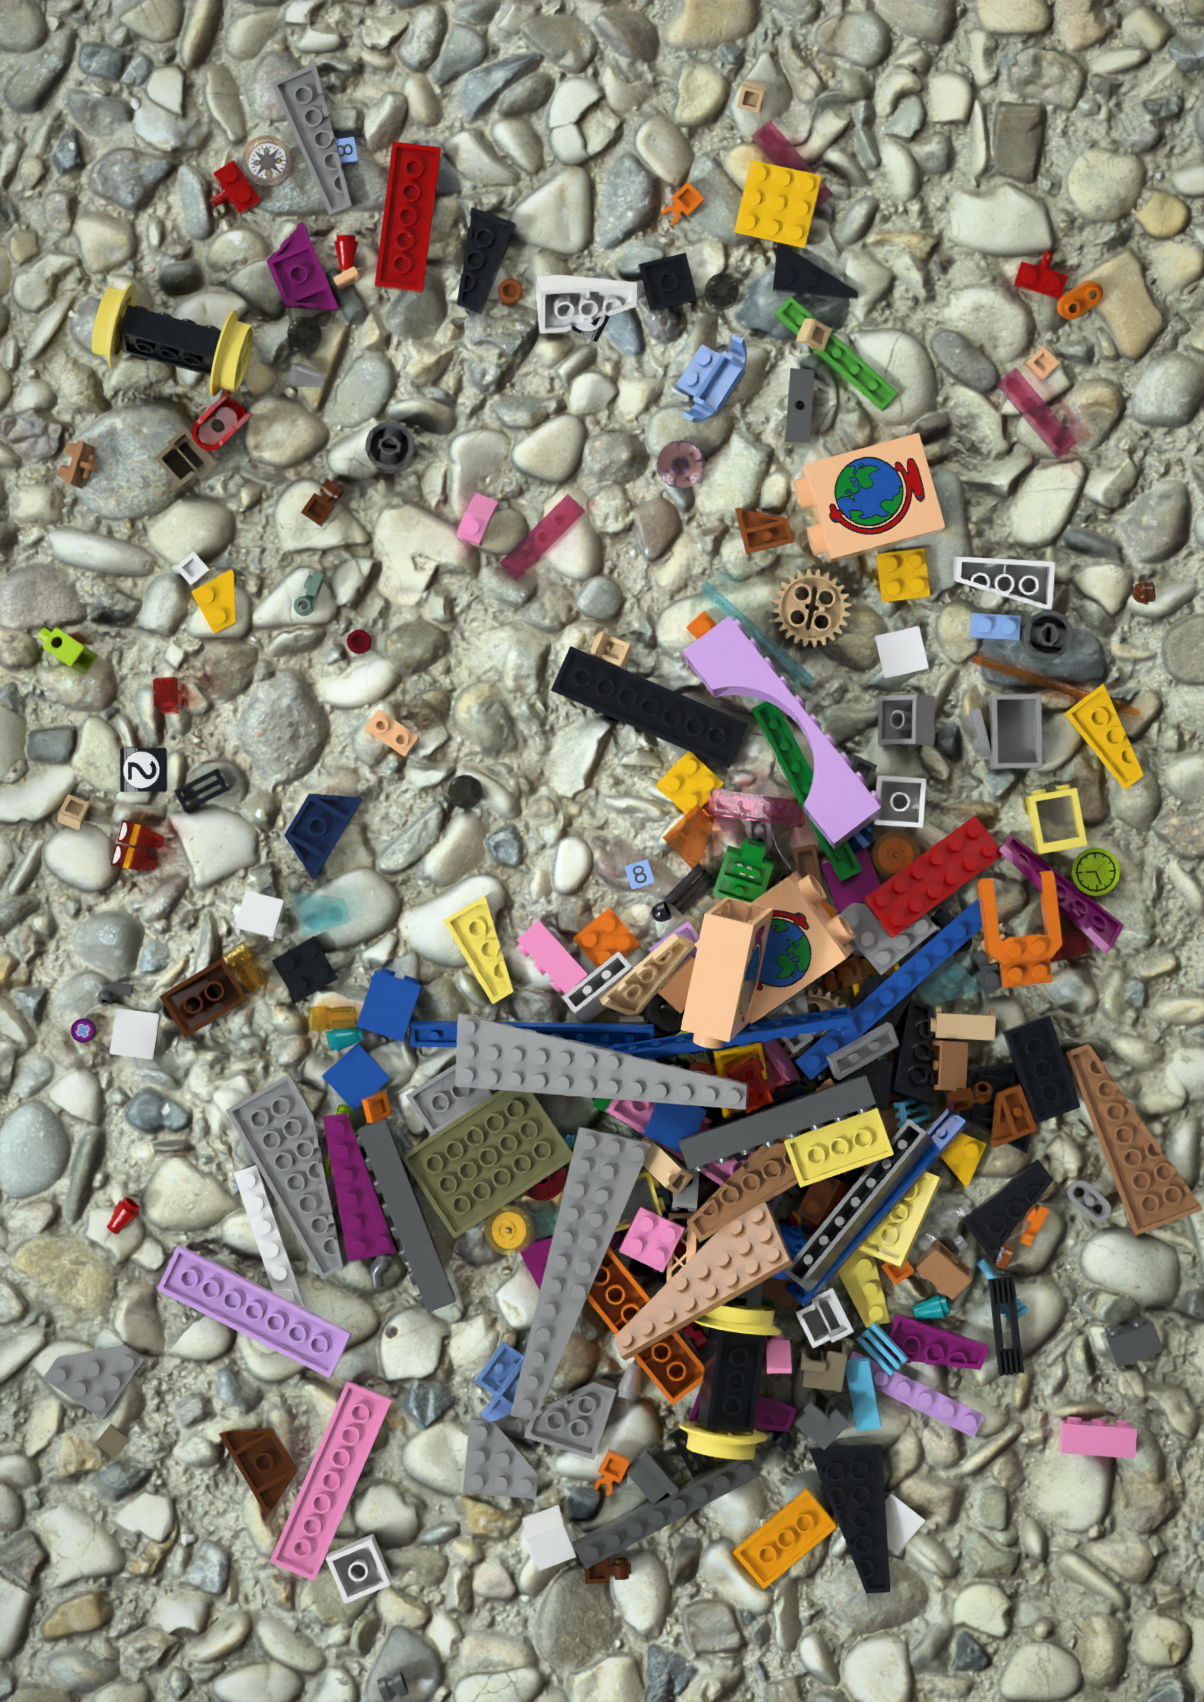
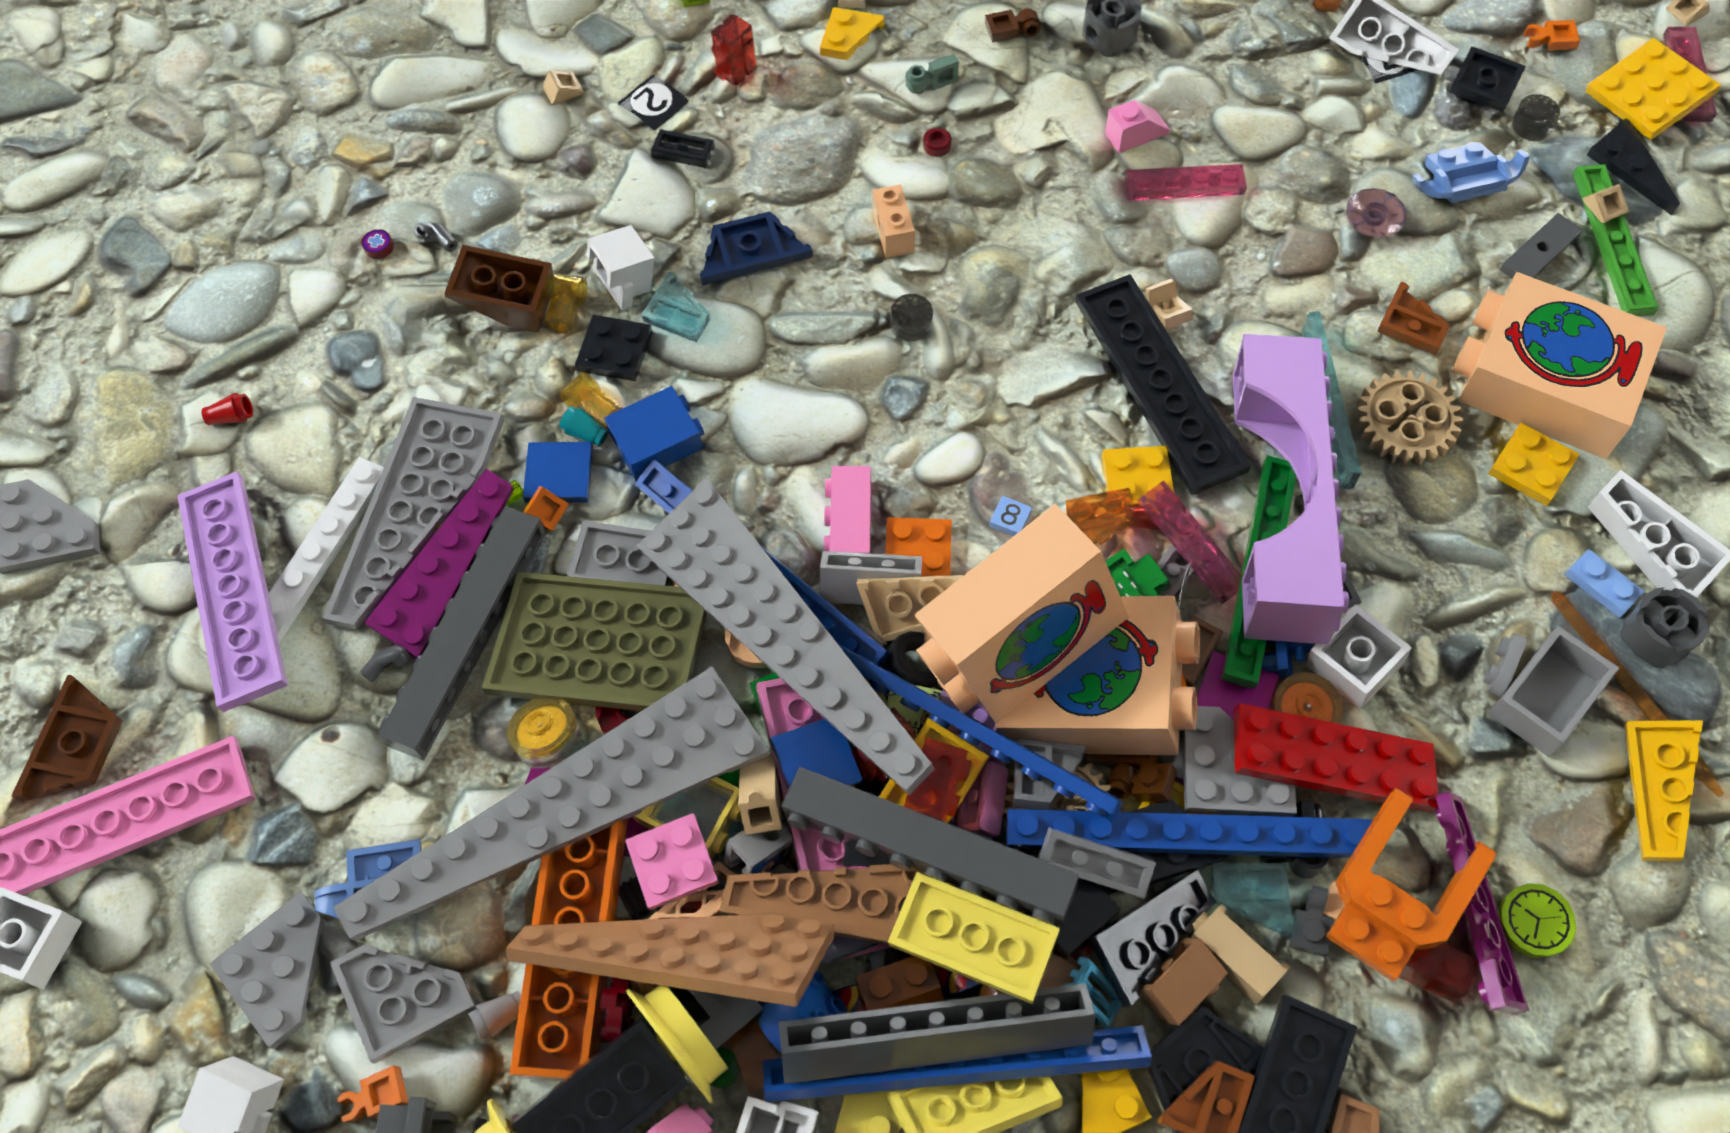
camera: 45 degrees right, 25 degrees down
(134, 1033) = (414, 282): white sticker -> none
(136, 858) = (580, 142): clear red hips -> none
(479, 943) = (791, 453): light yellow wing -> none
(901, 652) = (1474, 531): white sticker -> none
(906, 720) = (1431, 591): light grey slope -> none
(963, 1099) = (1170, 1027): reddish brown plate -> none
(1054, 818) = (1532, 823): window -> none

